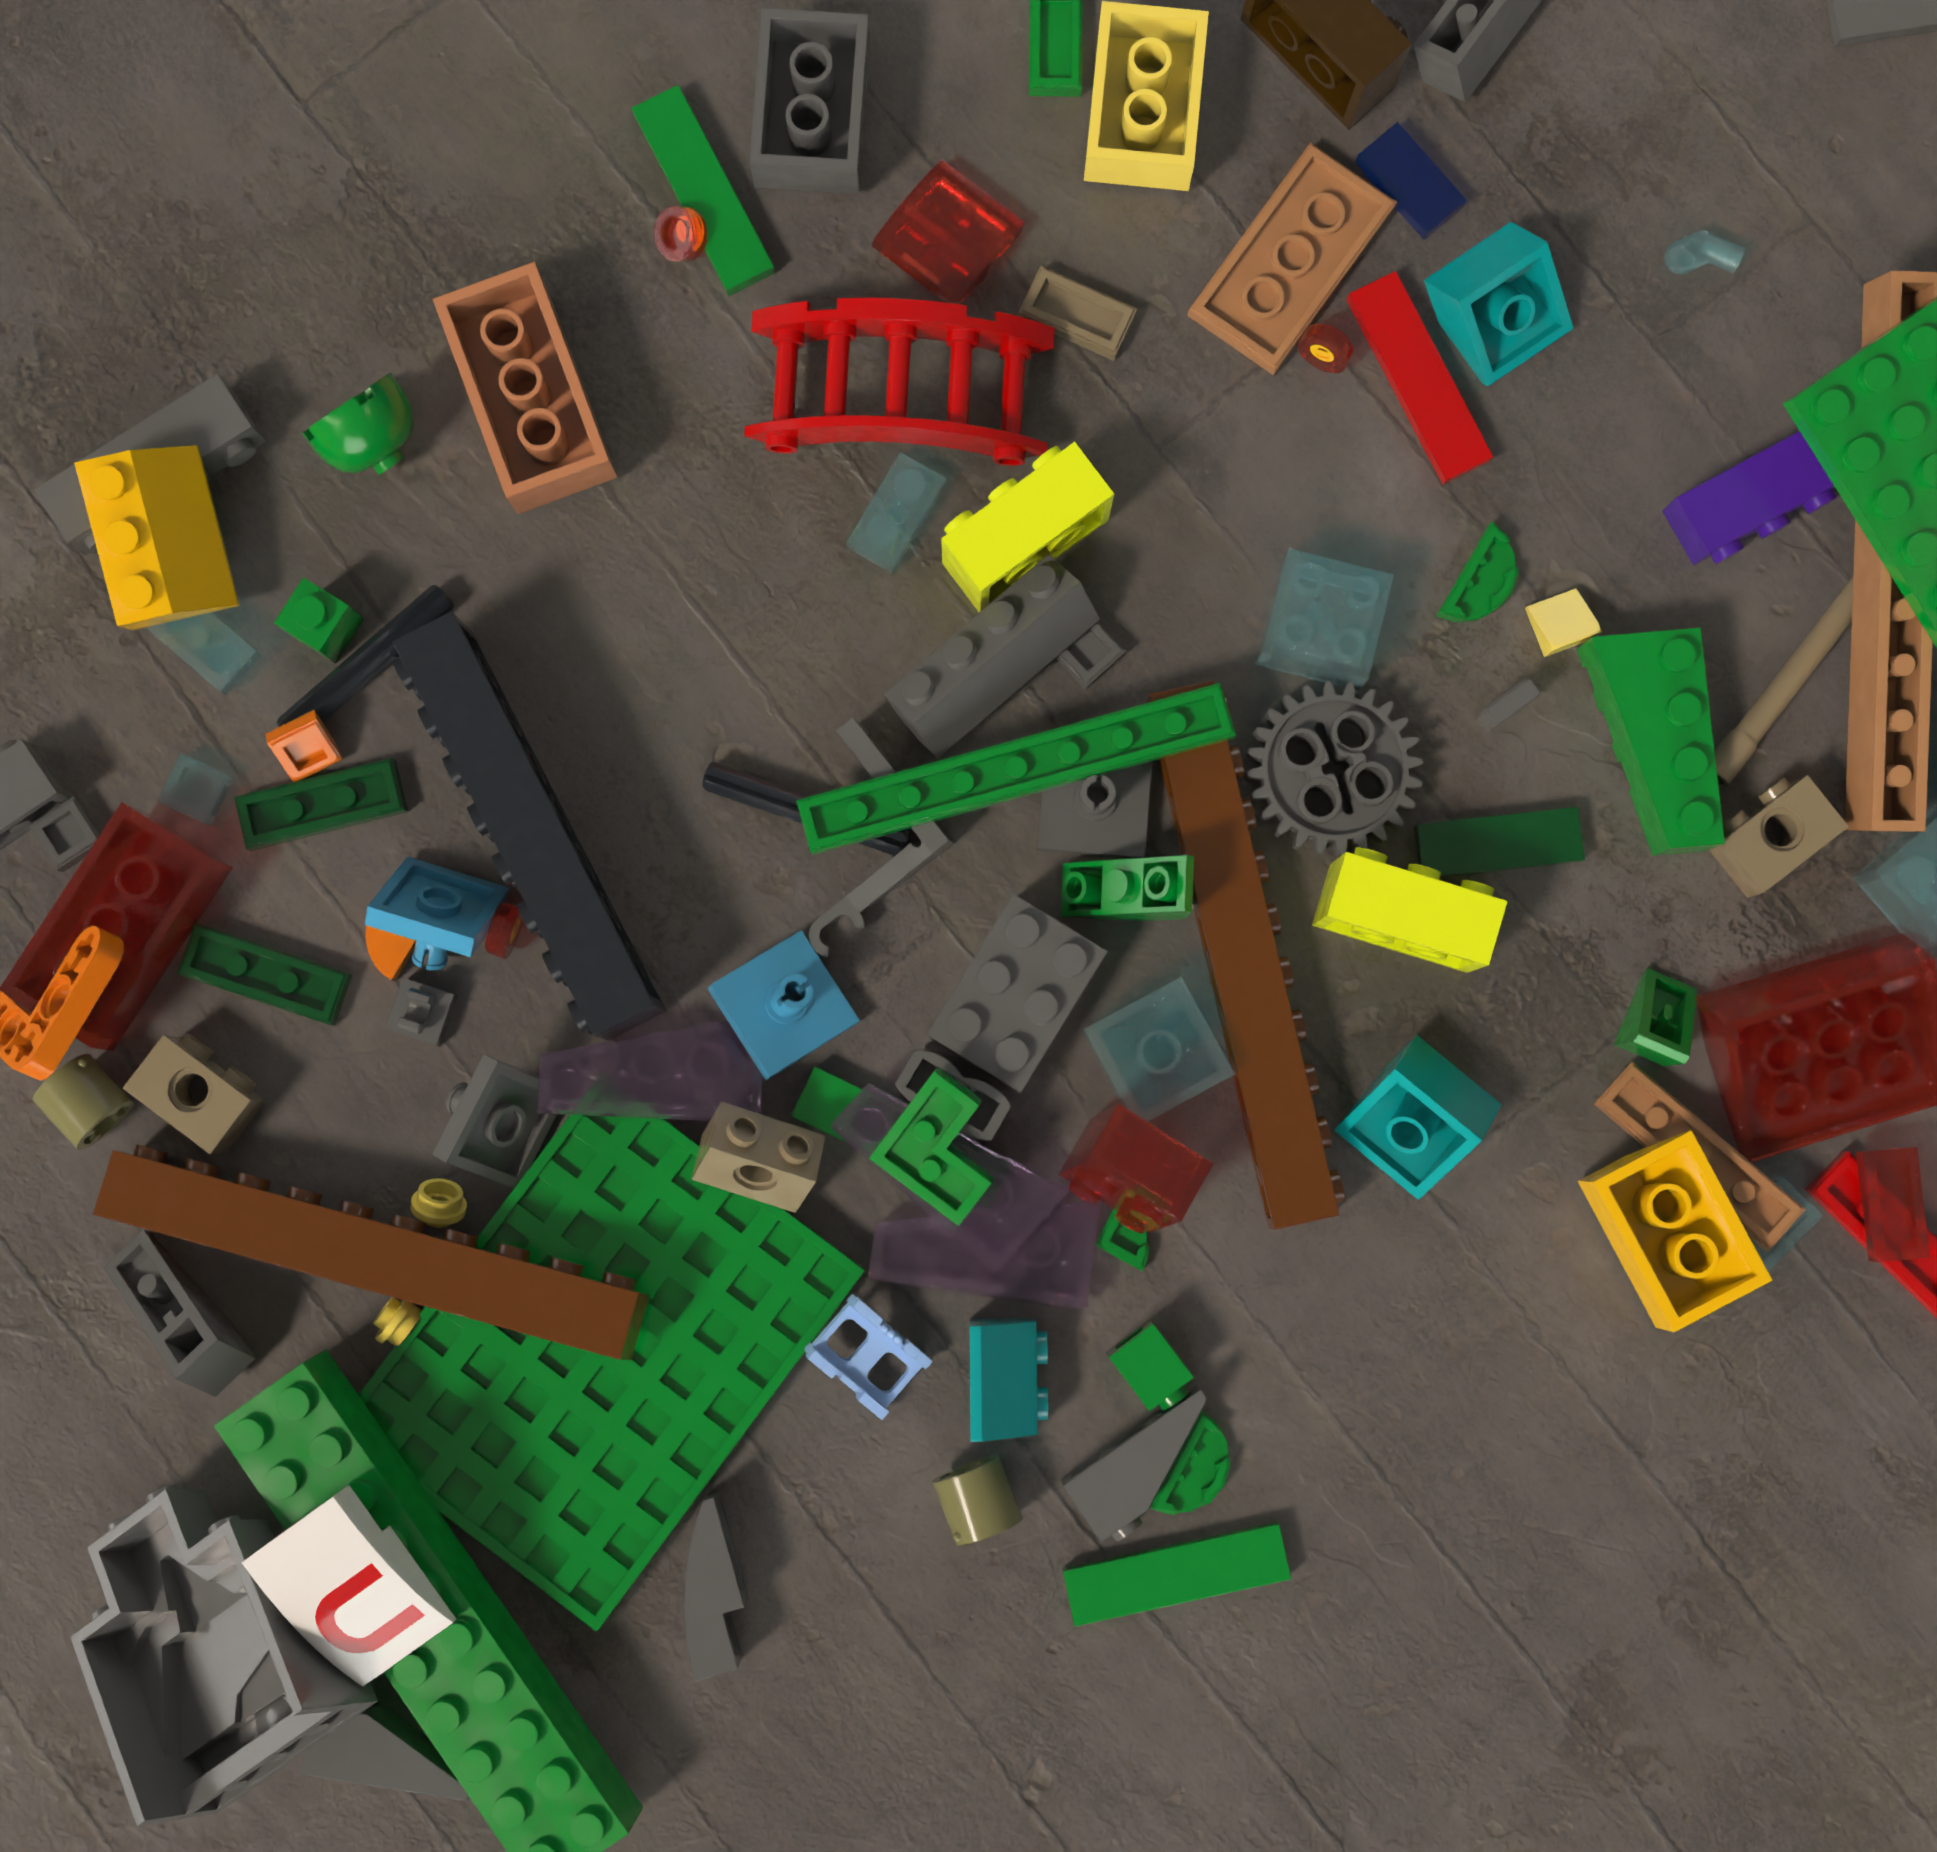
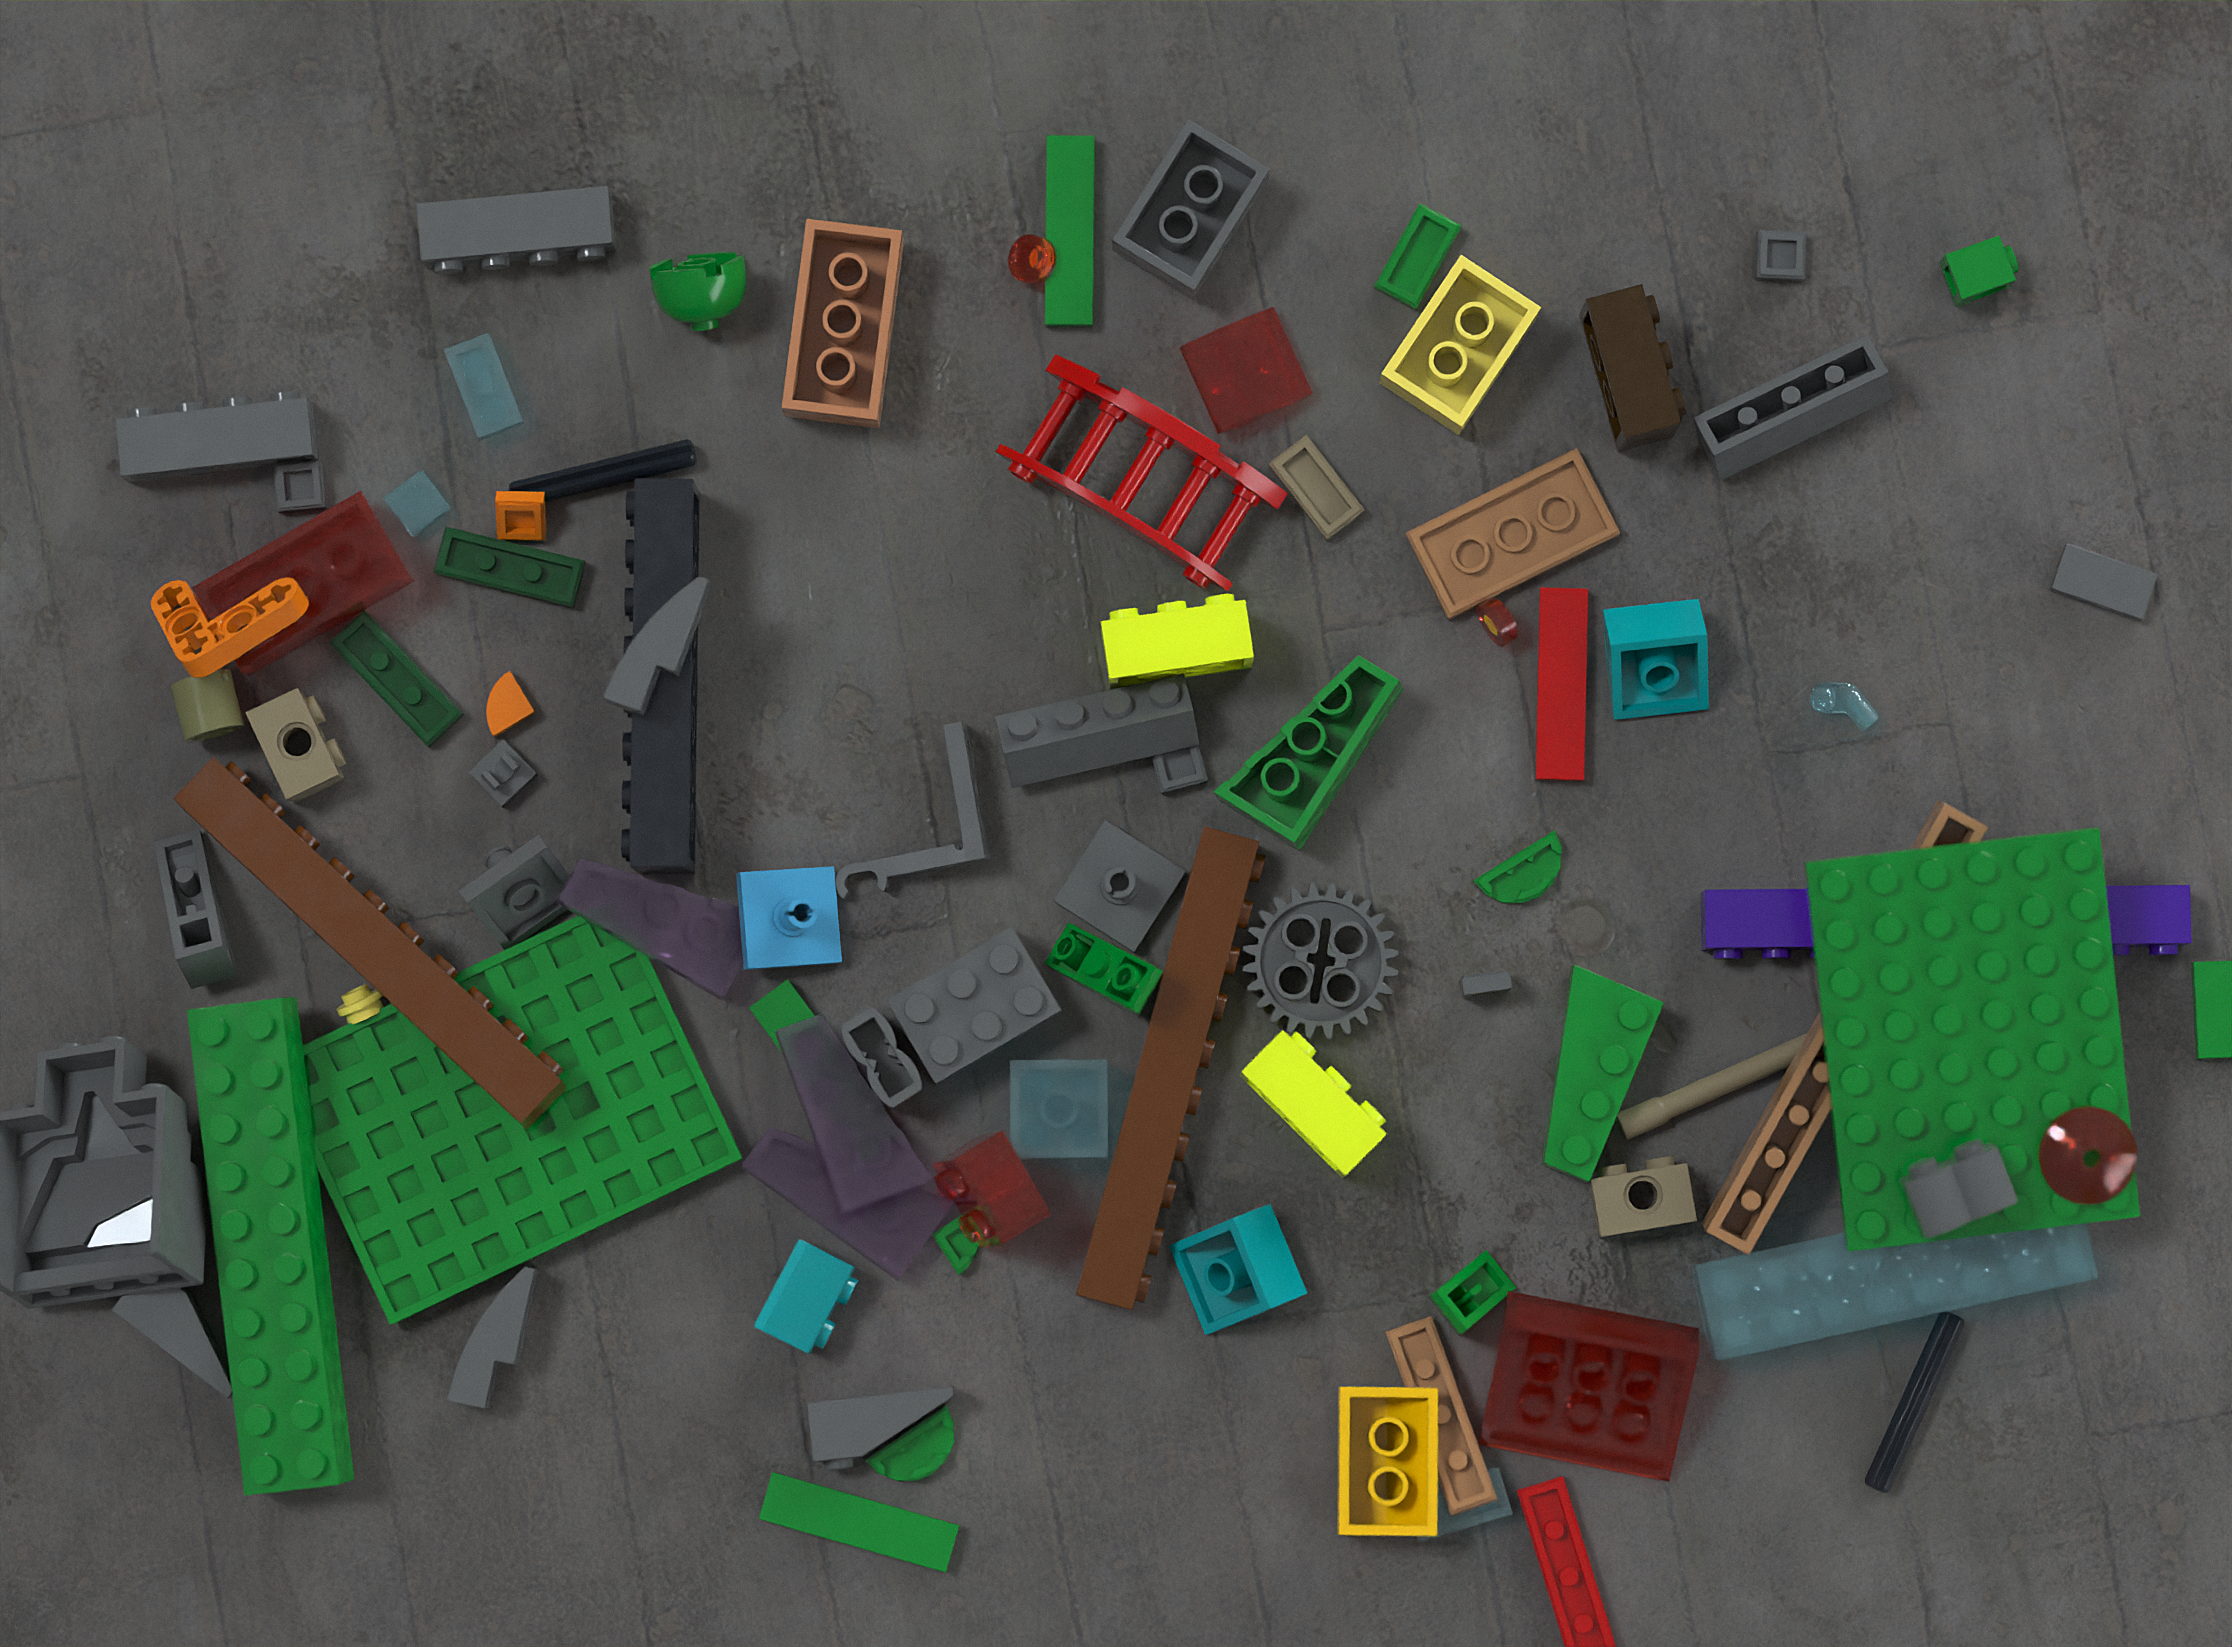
camera: 30 degrees right, 0 degrees up
(157, 535) = (496, 295): yellow slope -> none
(319, 620) = (584, 422): green brick -> none
(350, 1588) = (231, 1186): white slope -> none
(436, 909) = (558, 701): dark azure tile -> none
(439, 1203) = (440, 930): light yellow plate -> none
(503, 797) = (658, 648): none -> dark grey slope
(504, 931) = (601, 744): clear red tile -> none
(758, 1157) = (706, 1026): dark tan brick -> none
(779, 800) = (887, 772): black axle -> none
(854, 1370) = (694, 1230): light blue piece -> none
(896, 512) = (1085, 573): clear light blue plate -> none
(921, 1152) = (833, 1088): green plate -> none
(977, 1500) = (735, 1380): olive piece -> none
(1015, 769) = (1066, 829): green tile -> none
(1151, 1367) = (924, 1351): green brick -> none
(1215, 583) = (1308, 761): none -> green wedge
(1324, 619) = (1375, 838): clear light blue brick -> none
(1411, 179) = (1642, 520): clear blue tile -> none
(1501, 842) = (1421, 1089): dark green tile -> none
(1562, 622) = (1568, 940): light yellow slope -> none
(1892, 1204) = (1572, 1534): clear red tile -> none

